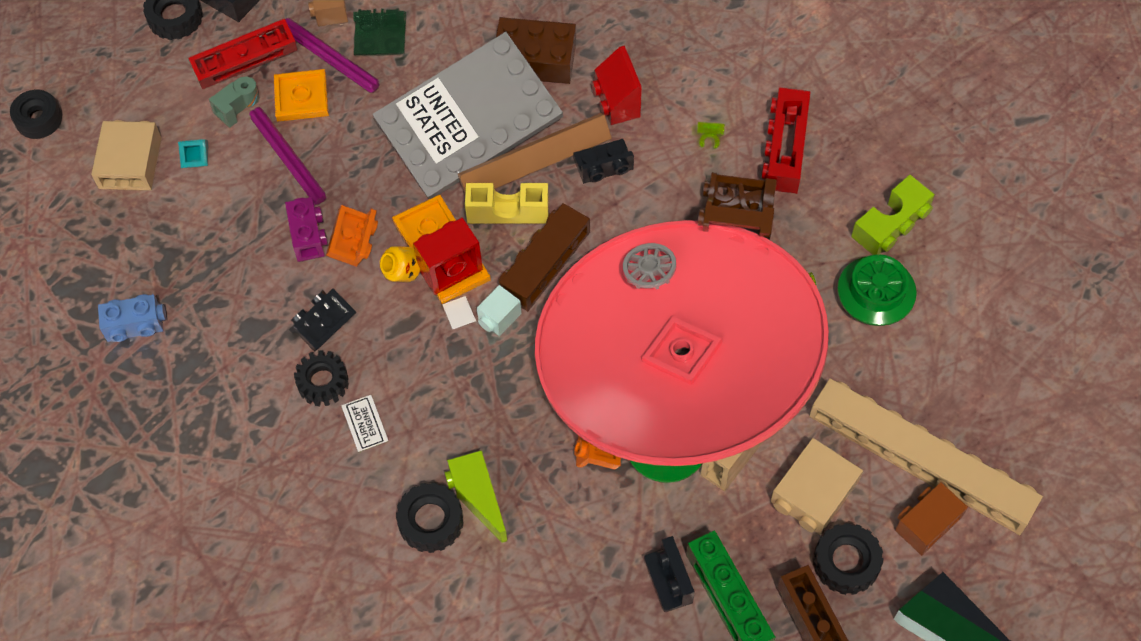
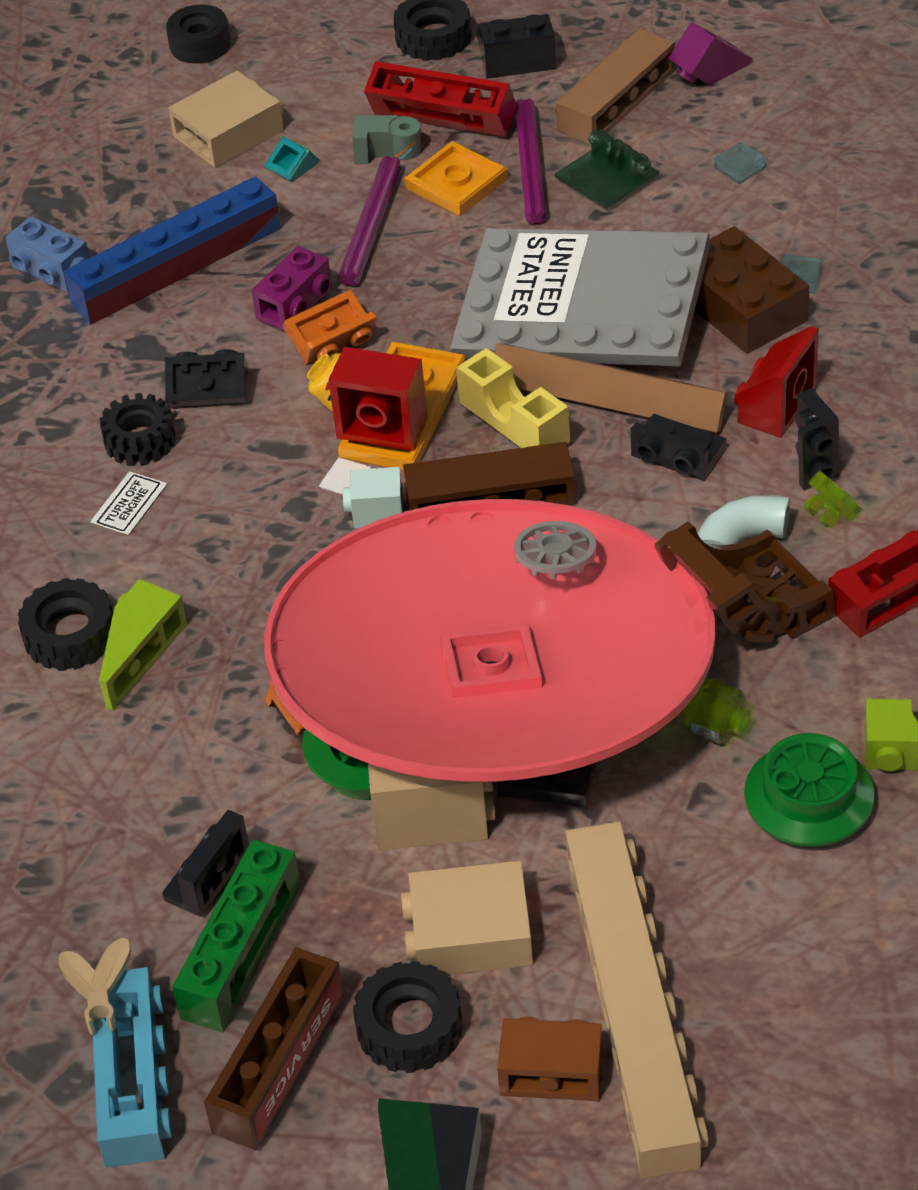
camera: 50 degrees right, 15 degrees down
(203, 260) = (172, 250): none -> blue brick
(544, 13) = (806, 268): none -> clear light blue tile
(676, 105) = (817, 438): none -> black bracket
(684, 180) = (746, 519): none -> light aqua cylinder

